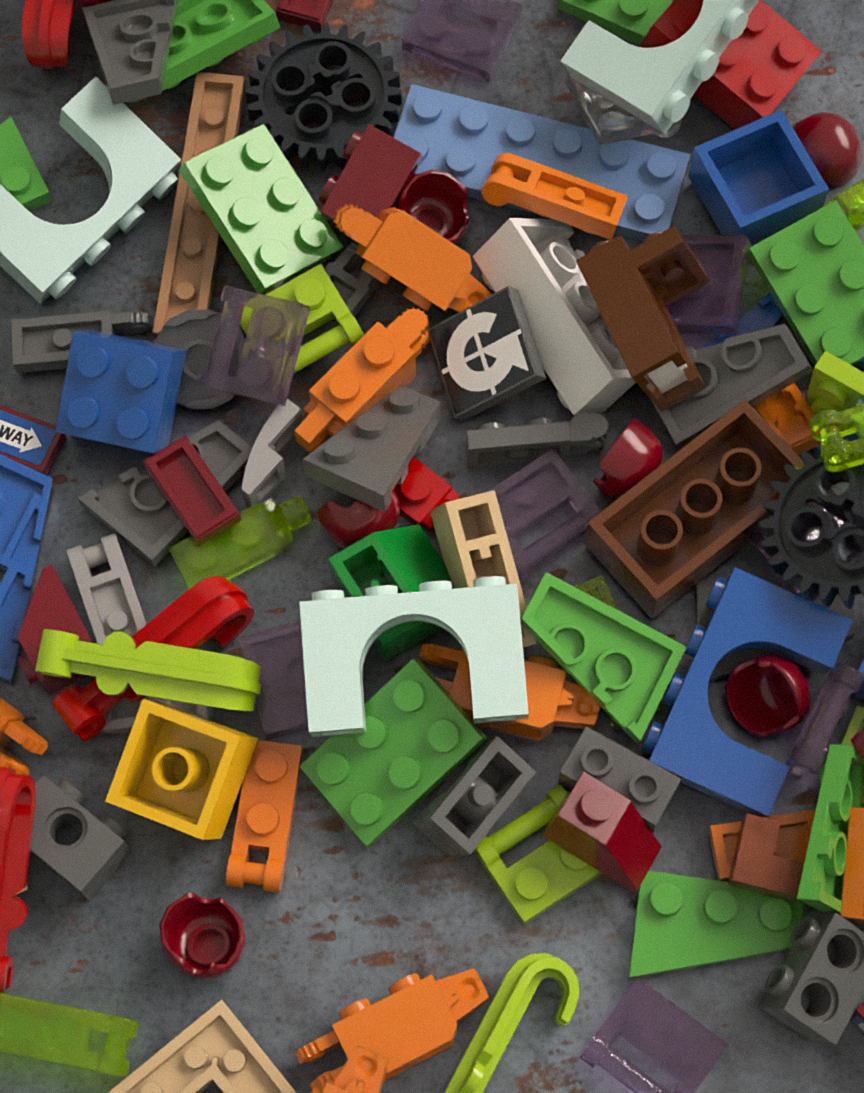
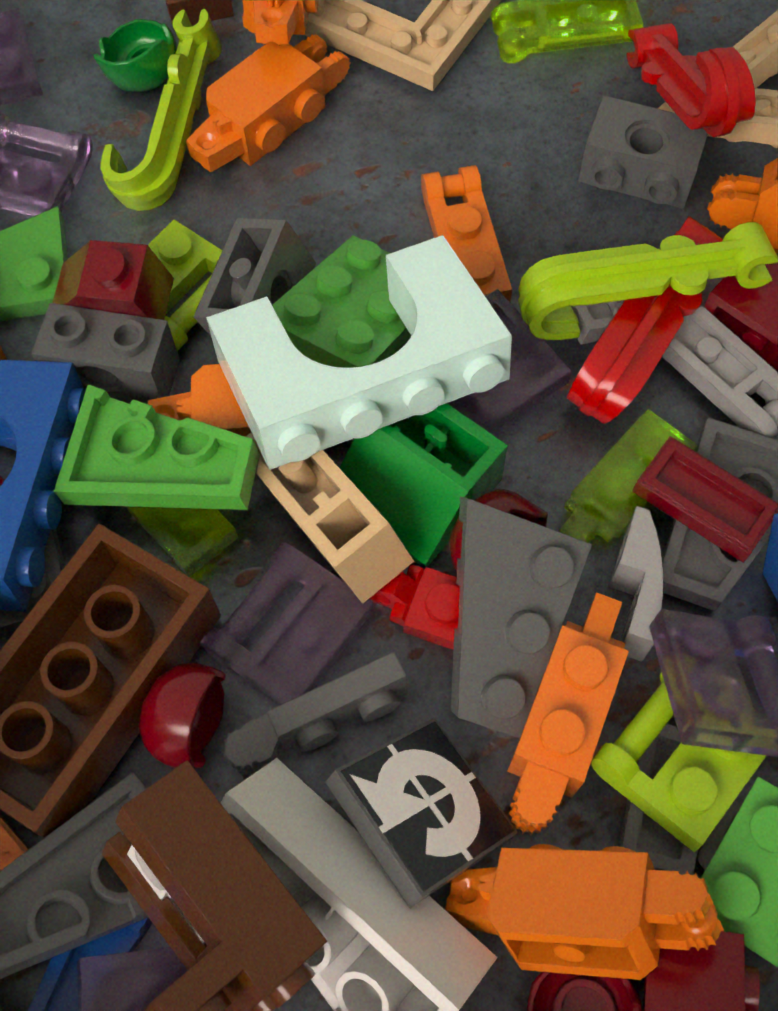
camera: 160 degrees right, 5 degrees down
(181, 770) = (560, 208): yellow brick -> none
(202, 936) = (474, 110): dark red hair -> none

